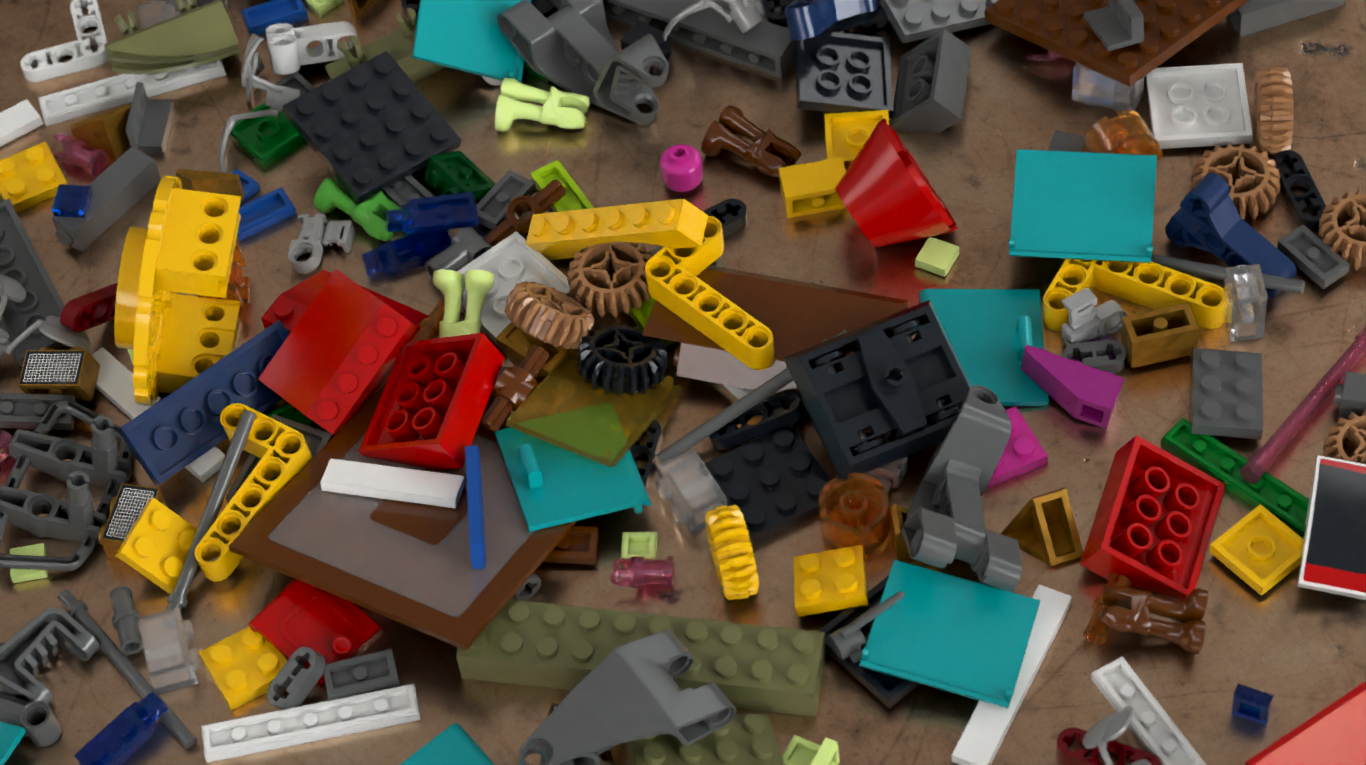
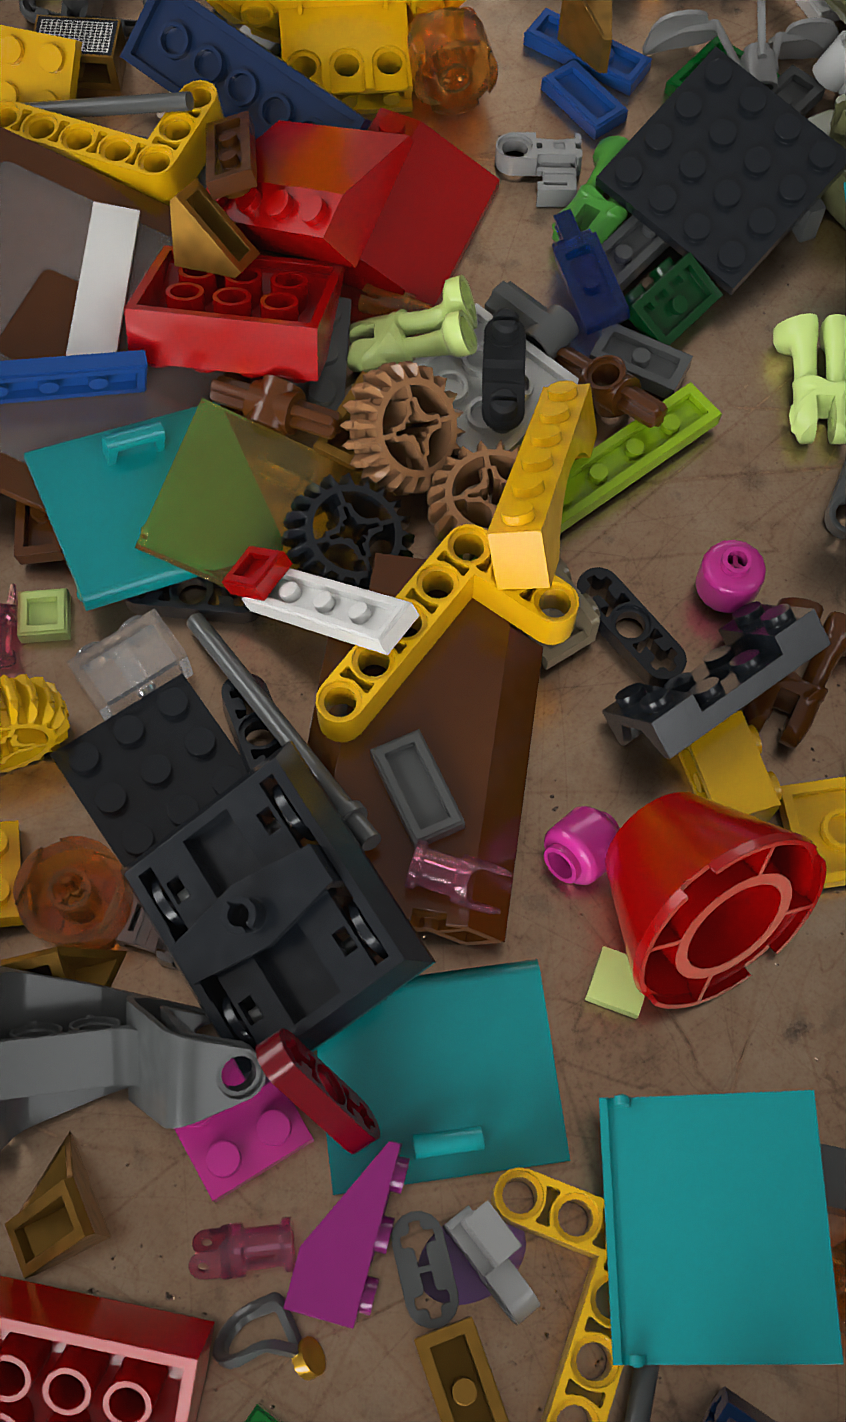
camera: 75 degrees right, 15 degrees up
(306, 388) = (231, 156): none -> reddish brown plate
(372, 410) = (206, 235): none -> pearl gold slope
(406, 252) = (533, 262): clear blue hinge -> none
(510, 268) = (503, 371): none -> black piece
(645, 400) = (257, 573): none -> red tile
(685, 350) = (337, 610): none -> white tile
(741, 157) = (759, 651): none -> black piece
(813, 319) = (417, 788): none -> dark grey tile
(851, 260) = (579, 845): none -> dark pink head
(874, 299) = (449, 875): none -> clear pink piece
(994, 375) = (317, 1091): none -> dark red beam
(1076, 439) = (243, 1249): none -> clear pink piece
(1132, 416) = (305, 1352): none -> dark grey piece

